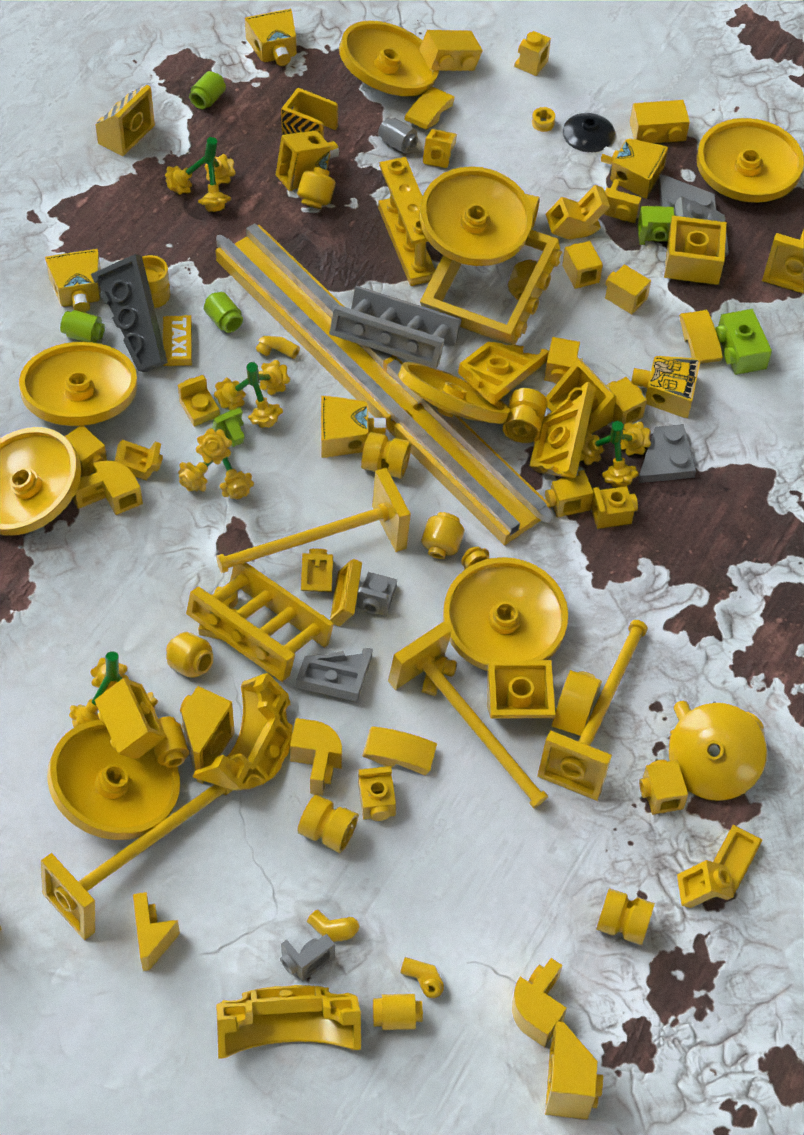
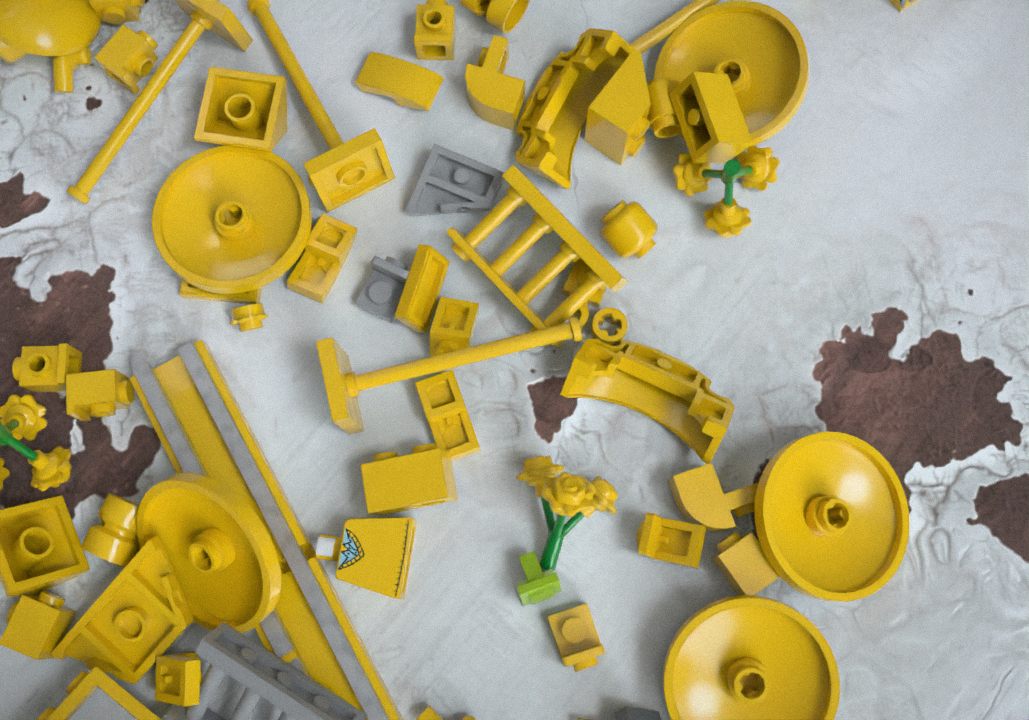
camera: 165 degrees left, 20 degrees up
(153, 557) = (654, 386): none -> yellow windscreen
(193, 582) = (616, 317): none -> yellow bush
(272, 379) = (484, 597): yellow plant -> none
(307, 511) = (447, 415): none -> yellow slope
(329, 466) = (409, 480): none -> yellow brick
(382, 453) = (323, 489): yellow wheel -> none
(429, 607) = (323, 258): none -> yellow slope
(442, 535) = (281, 354): yellow head -> none
(457, 340) = (178, 679): none -> yellow bracket
(563, 436) = (75, 474): yellow wing -> none
(576, 702) = (173, 99): yellow brick -> none
(633, 732) = (128, 57): none -> yellow brick

